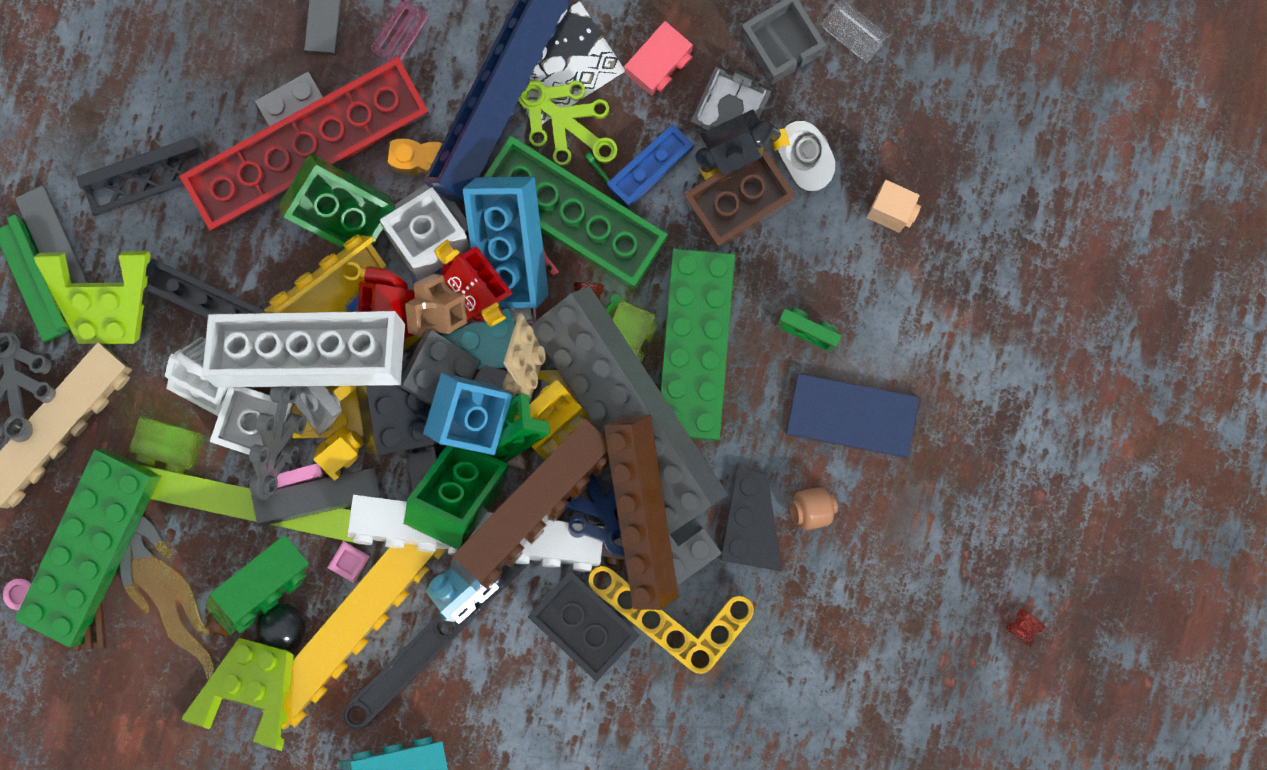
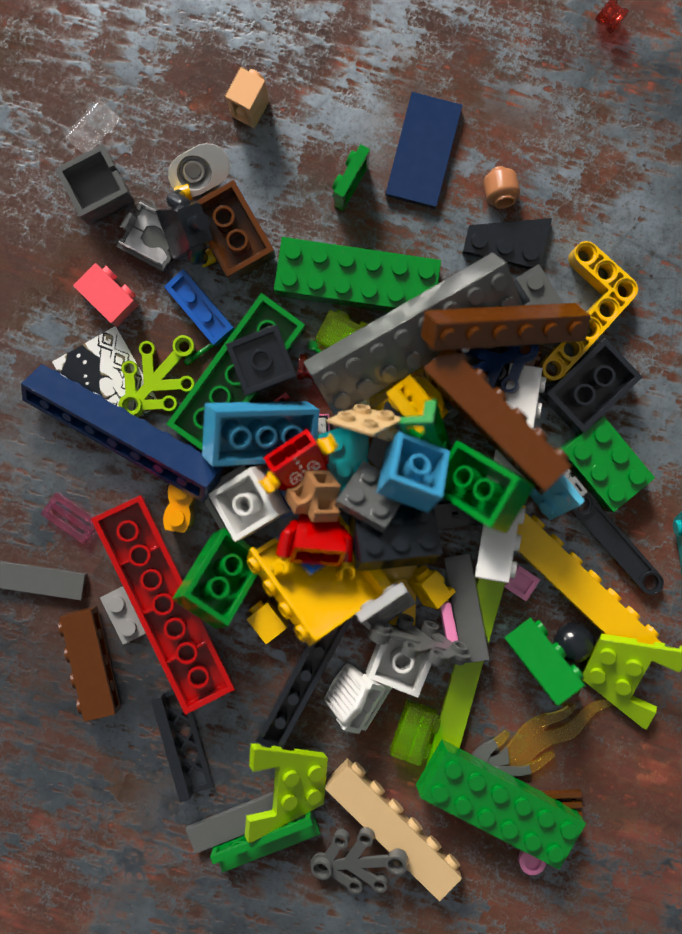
camera: 85 degrees left, 5 degrees up
(231, 64) = (90, 663): none -> reddish brown brick
(290, 264) = (266, 620): none -> yellow brick
(304, 349) = (349, 613): white brick -> none
(493, 649) = (606, 465): none -> green brick
(588, 238) = (261, 360): none -> black plate

